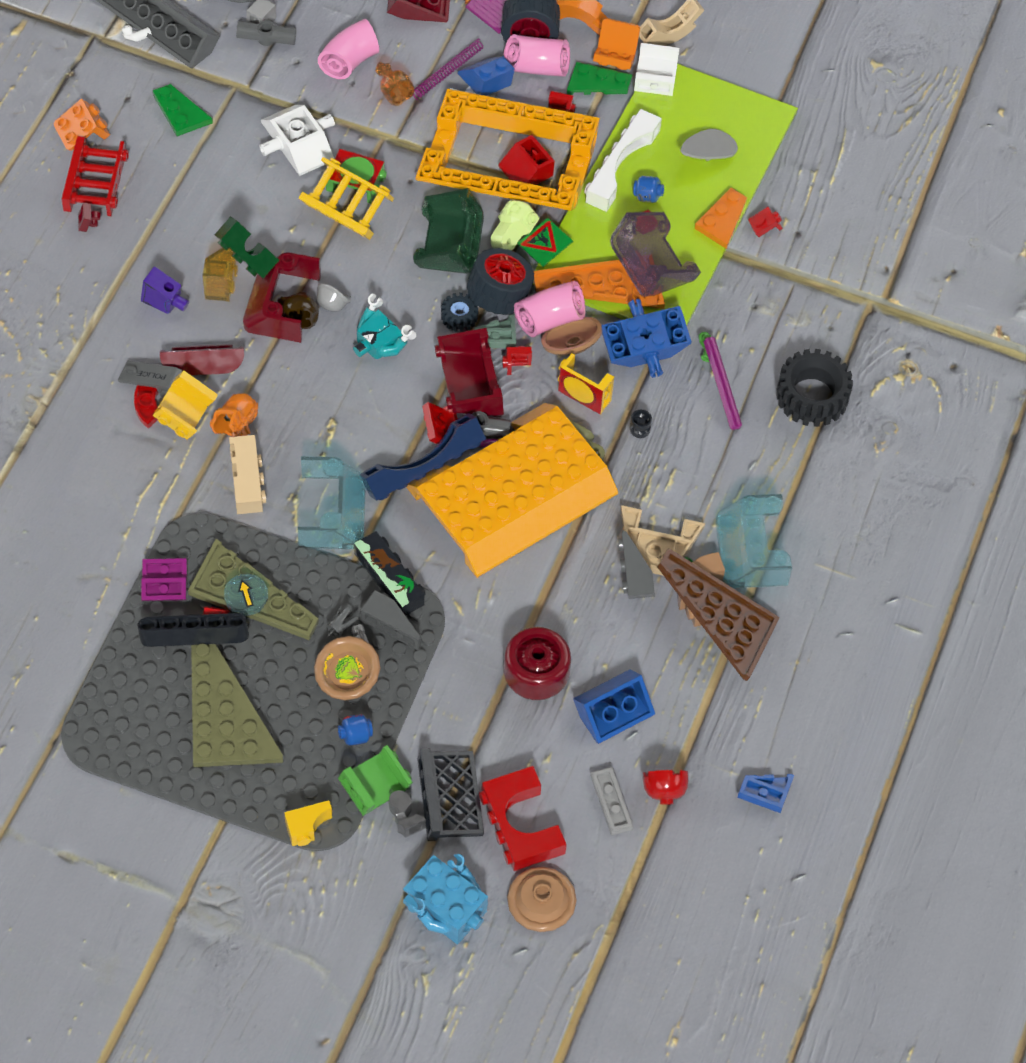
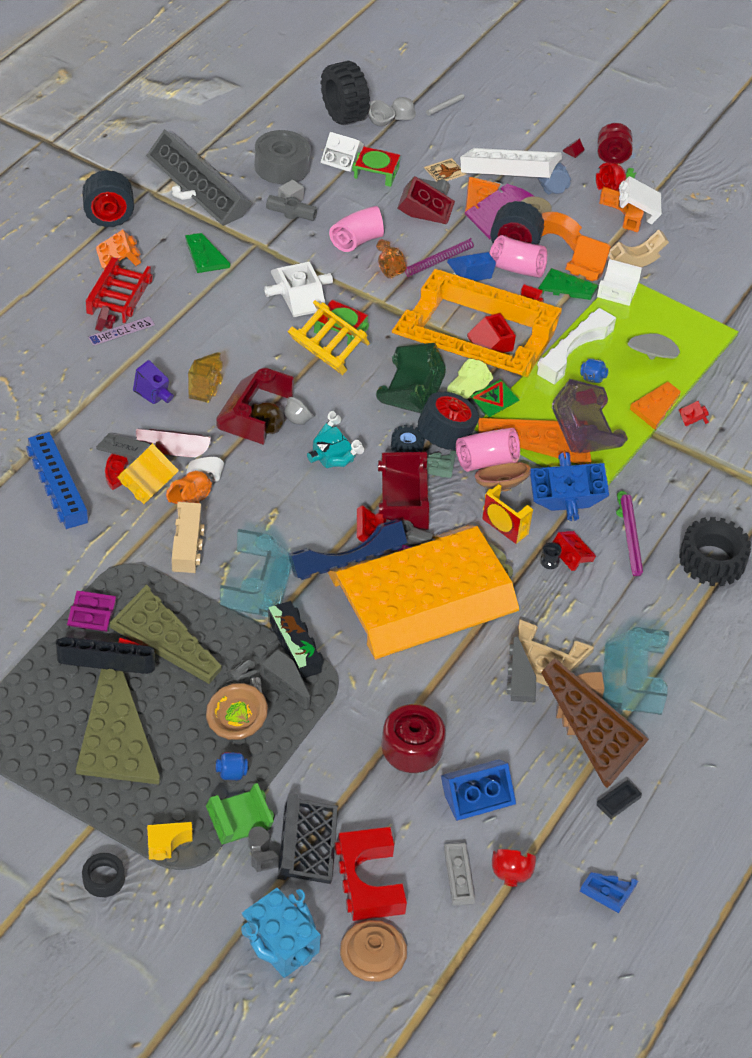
camera: 10 degrees right, 10 degrees down
(54, 61) = (108, 198): none -> black wheel
(86, 429) = (57, 480): none -> blue brick
(109, 227) = (121, 331): none -> clear purple sticker
(233, 237) = (220, 345): dark green arch -> none
(246, 594) = (160, 633): clear light blue tile -> none
(247, 855) = (100, 860): none -> black tyre
(249, 382) = (209, 465): none -> white panel
(517, 357) = (450, 484): red bracket -> none
(664, 411) = (573, 549): none -> red bracket
(760, 689) = (619, 799): none -> black tile

